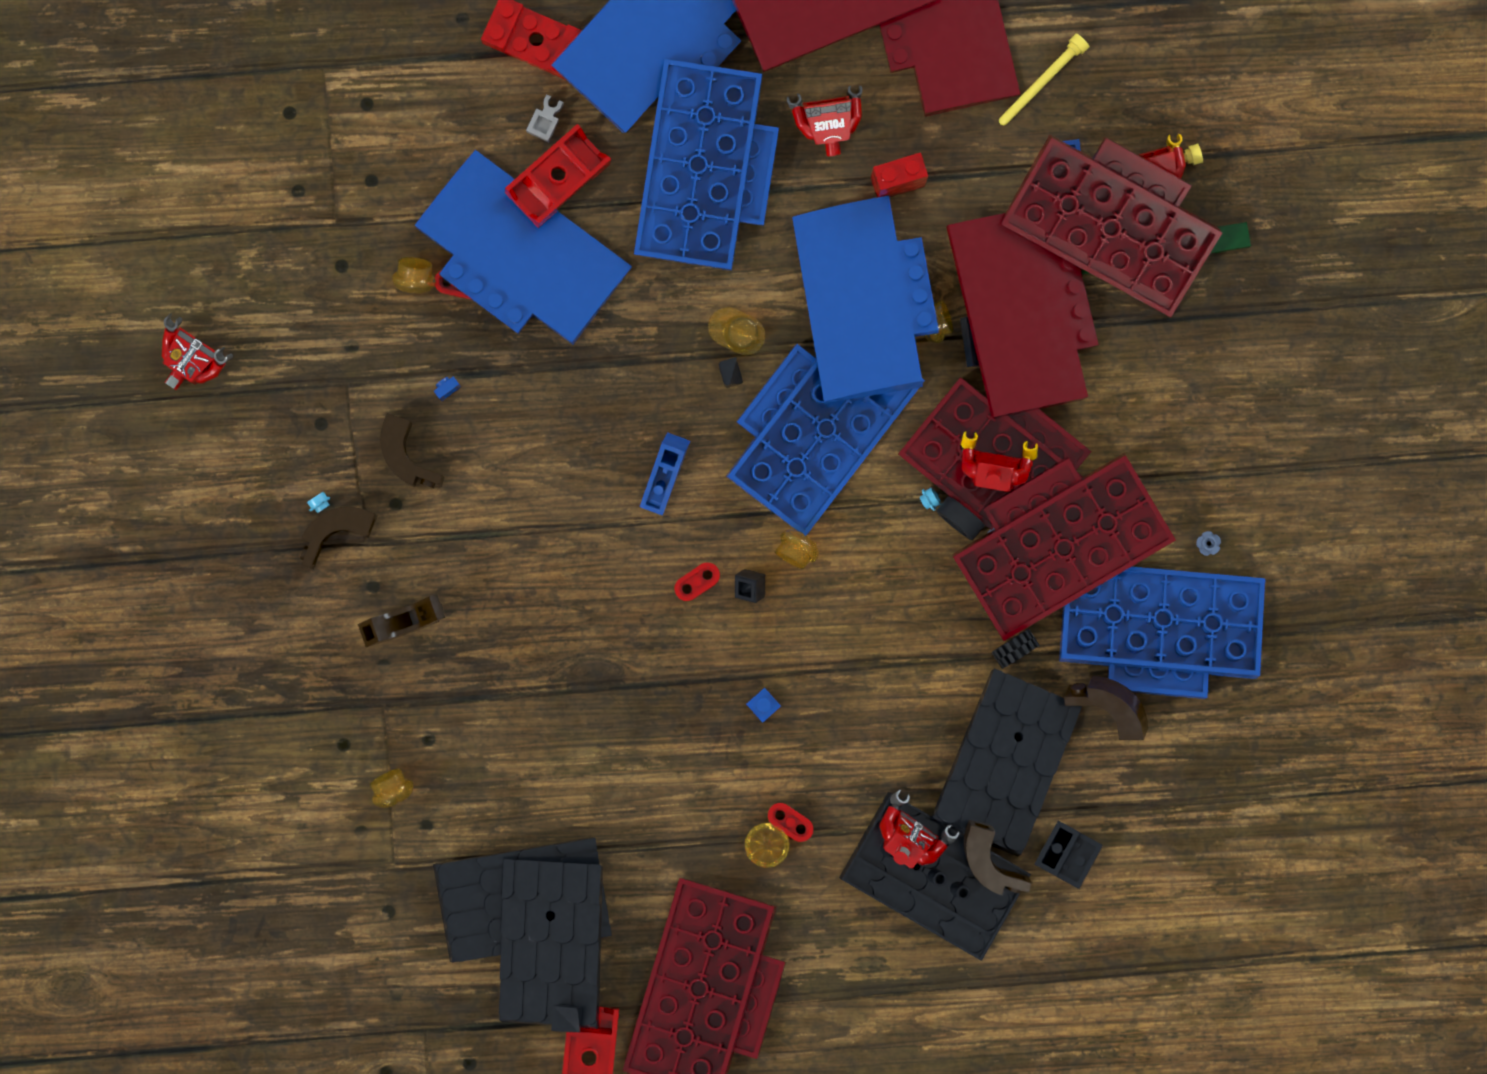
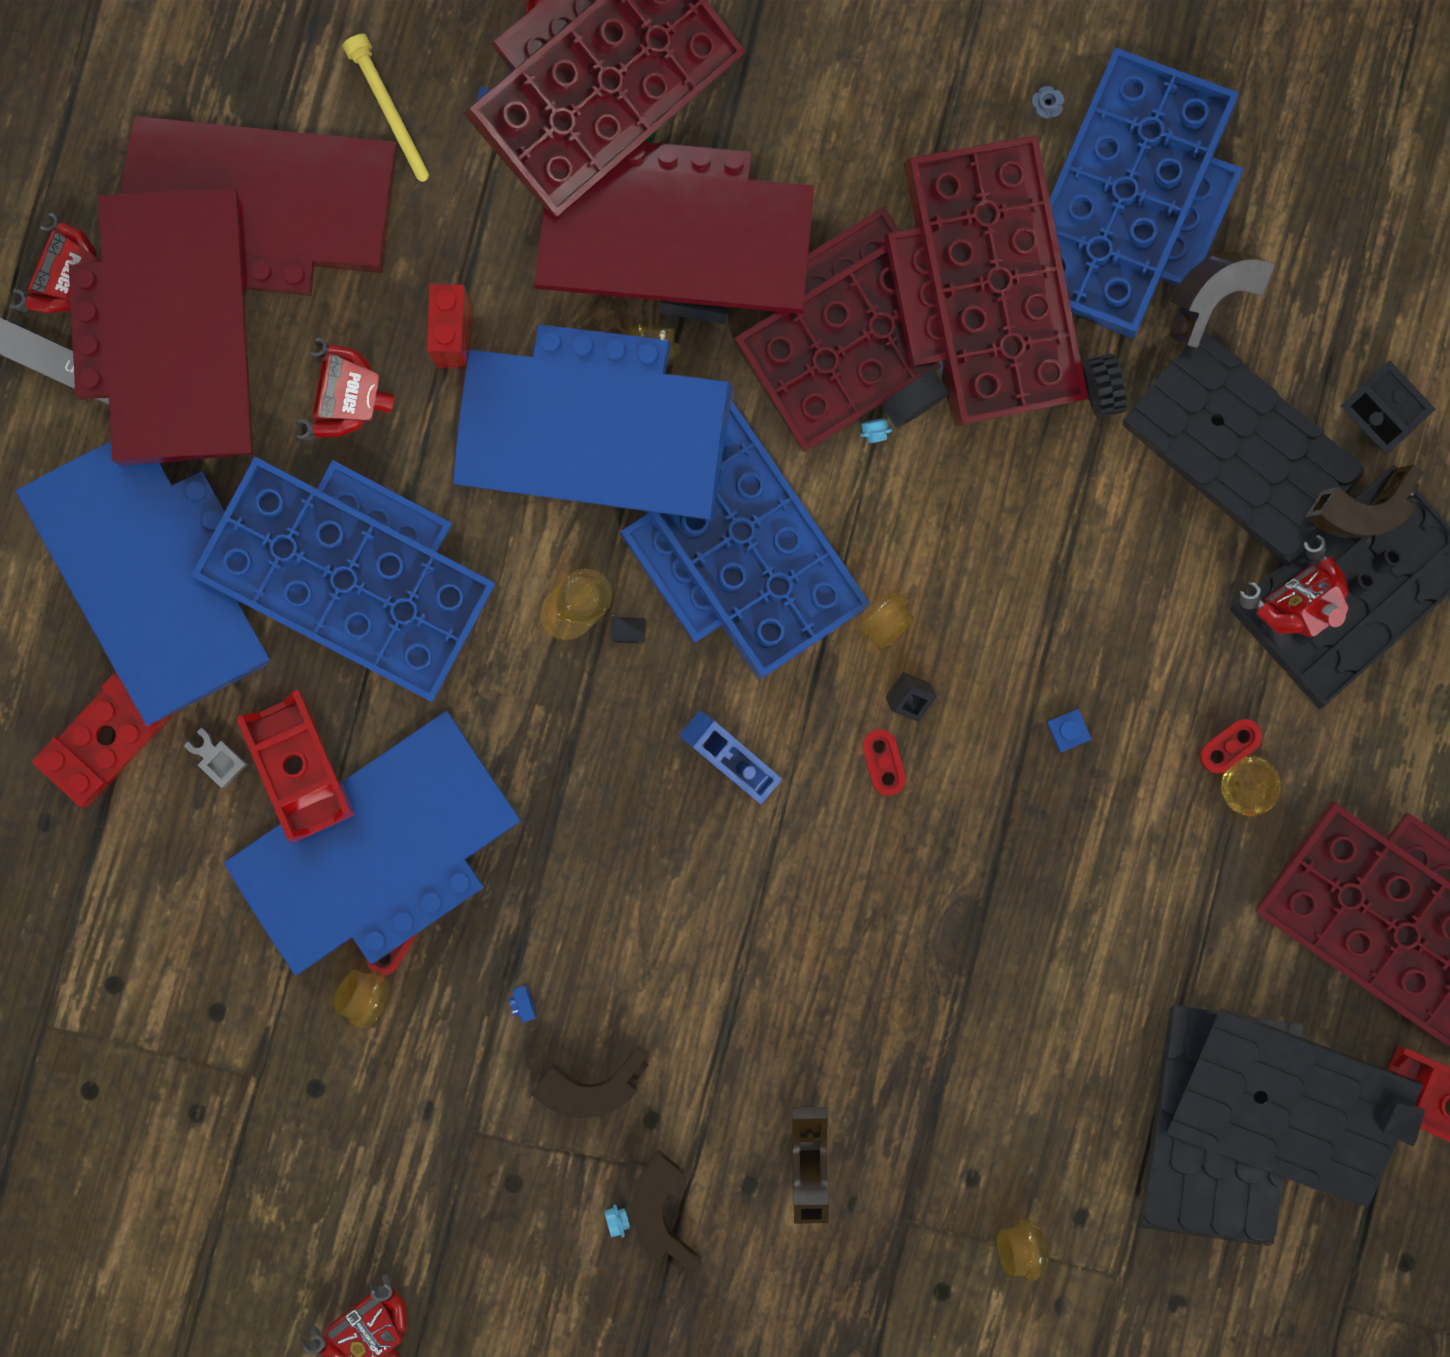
camera: 75 degrees left, 0 degrees up
(996, 470) = (871, 332): red torso -> none

